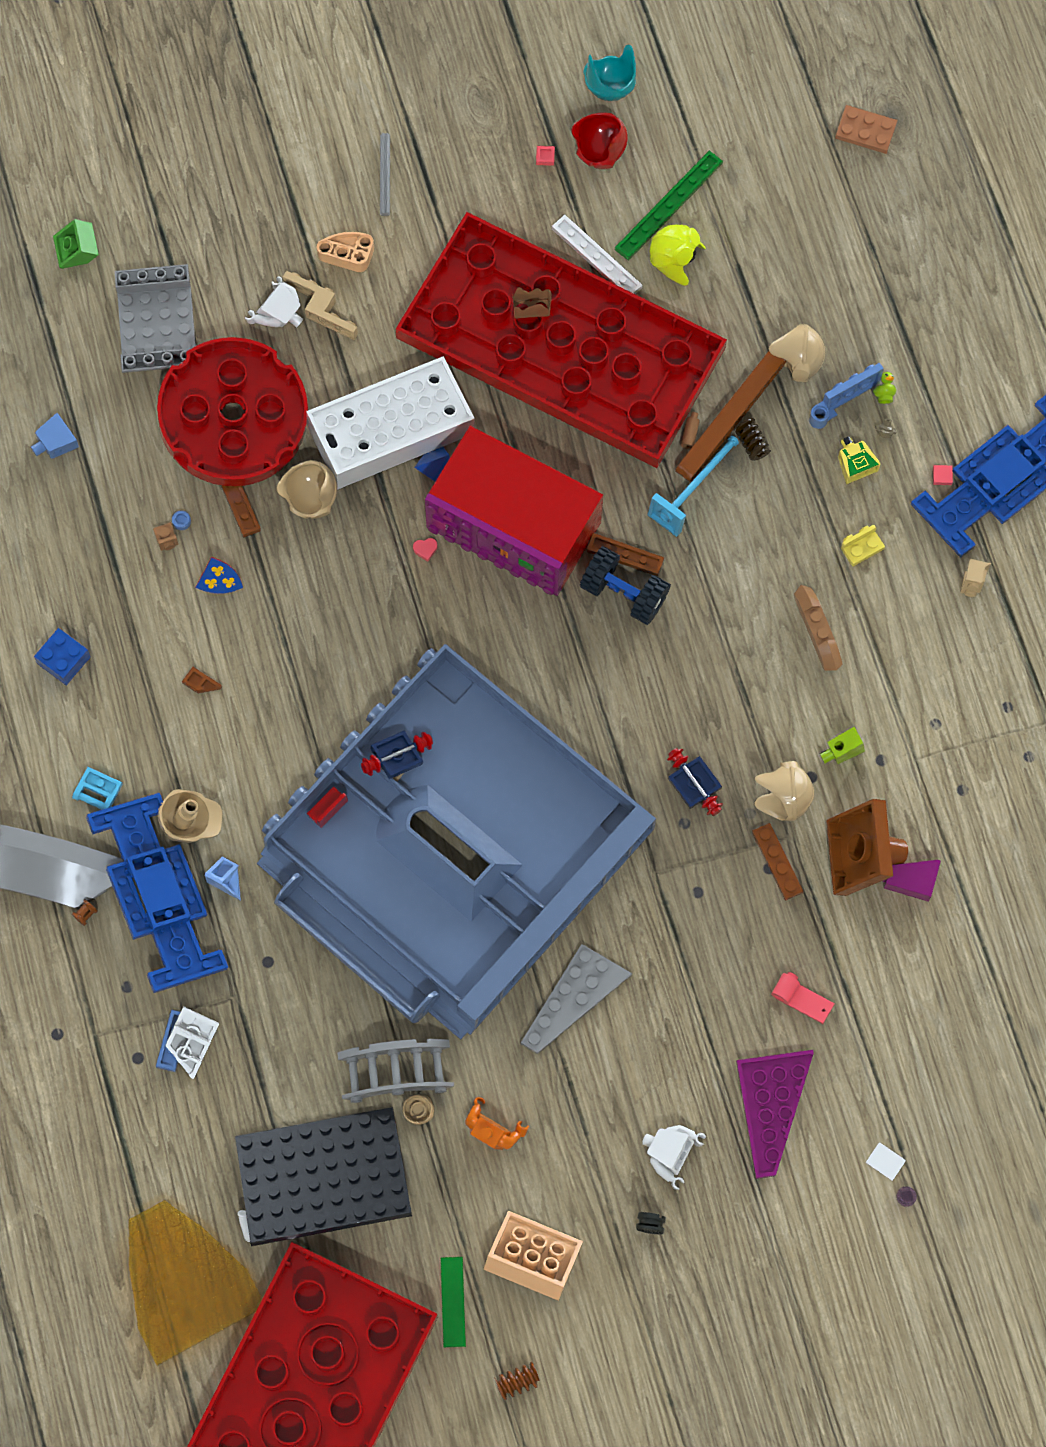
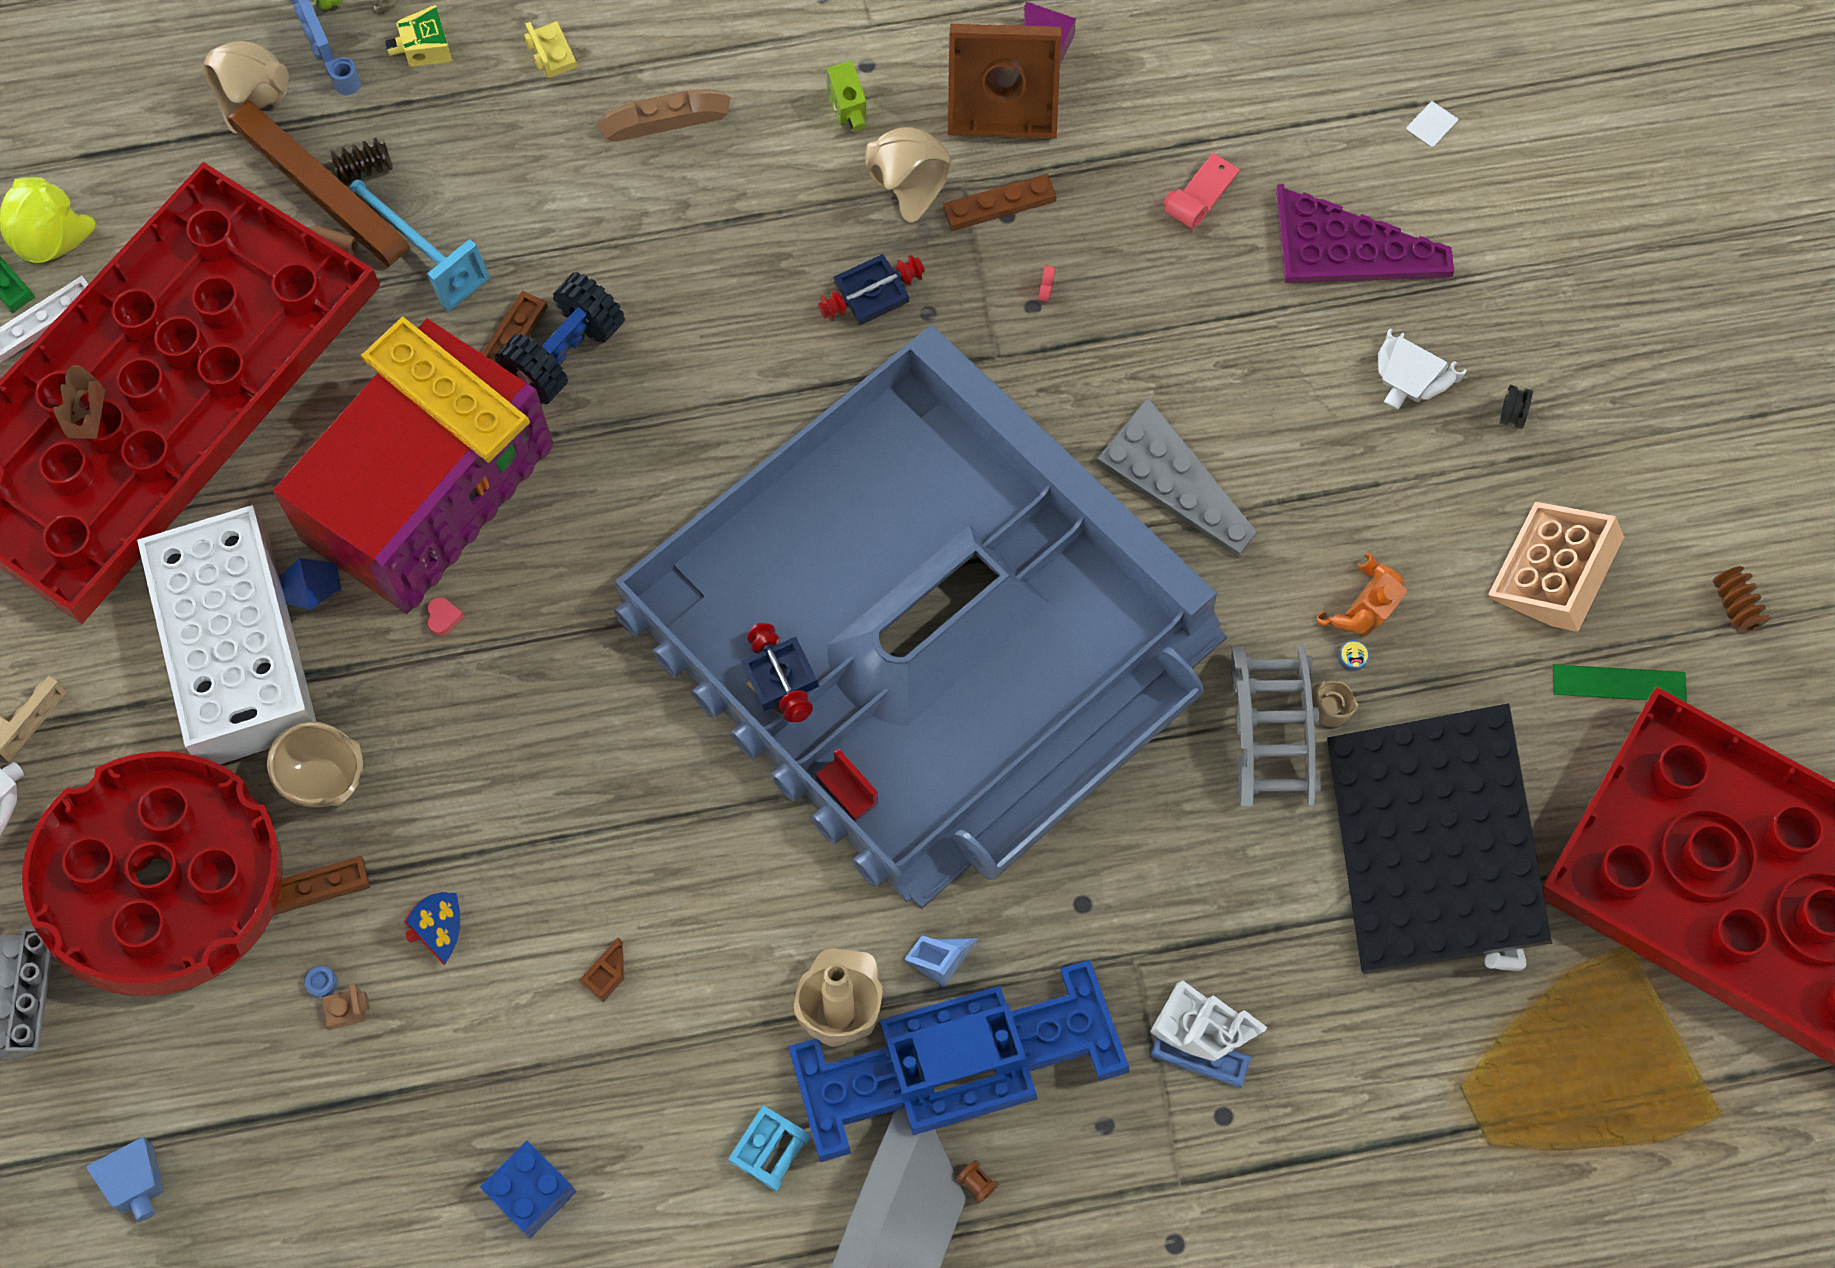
camera: 80 degrees left, 5 degrees down
(454, 1122) = (1353, 655): none -> tile
(550, 514) = (445, 389): none -> yellow tile
(712, 898) = (1046, 284): none -> coral tile
(906, 1196) = (1483, 102): clear purple plate -> none

